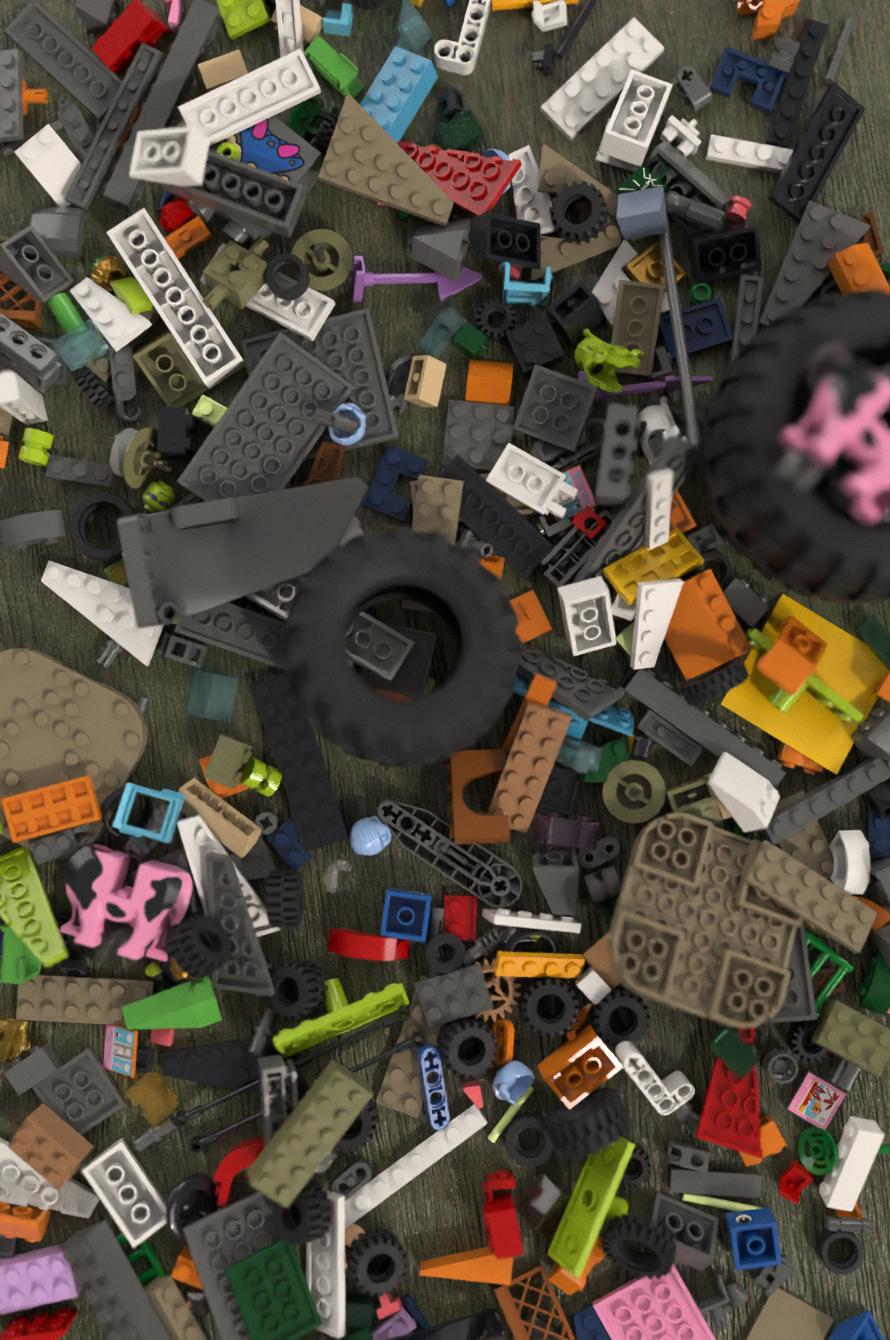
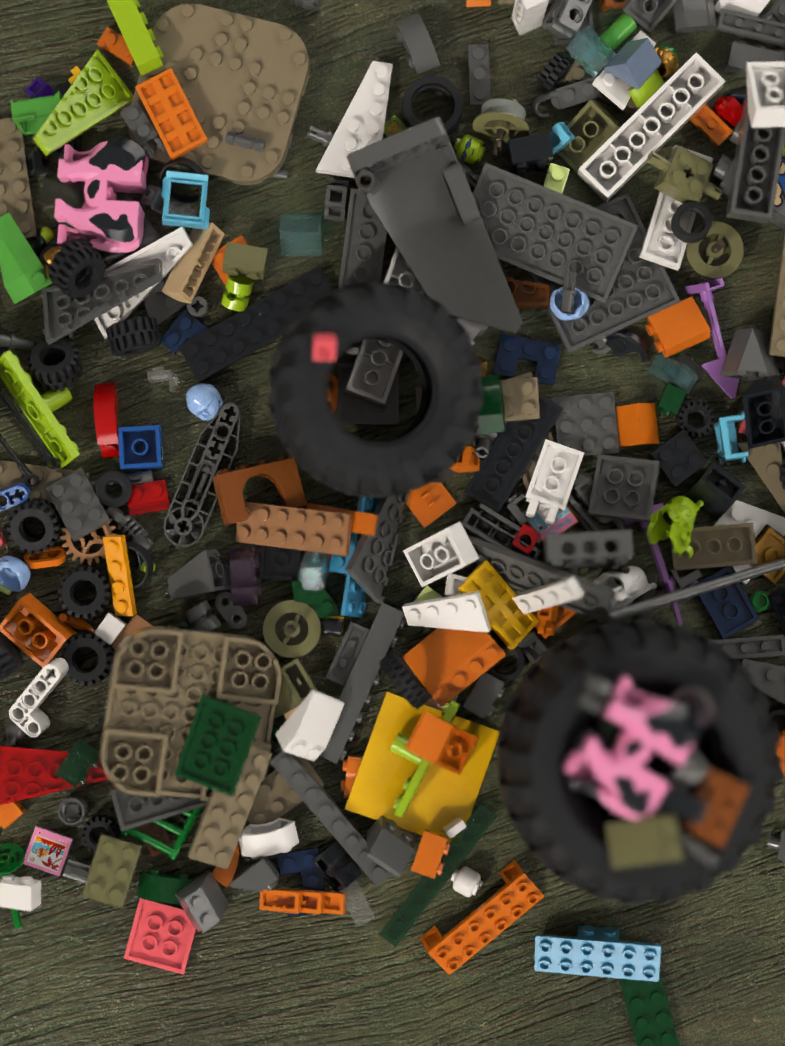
camera: 75 degrees right, 0 degrees up
(35, 447) = (492, 30): lime wheel -> none
(98, 734) = (245, 141): none -> dark grey axle
(103, 300) = (635, 62): none -> sand blue slope
(165, 396) = (560, 137): none -> medium azure panel
(347, 691) = (324, 347): none -> coral slope
(395, 316) = (678, 327): none -> orange brick
(425, 386) = (624, 366): tan brick -> none
(455, 528) = (492, 414): none -> dark green brick
(527, 919) = (158, 555): white wing -> none
(684, 521) = (546, 617): none -> orange plate
(748, 896) = (218, 745): none -> dark green plate
(876, 662) = (454, 827): none -> white tile

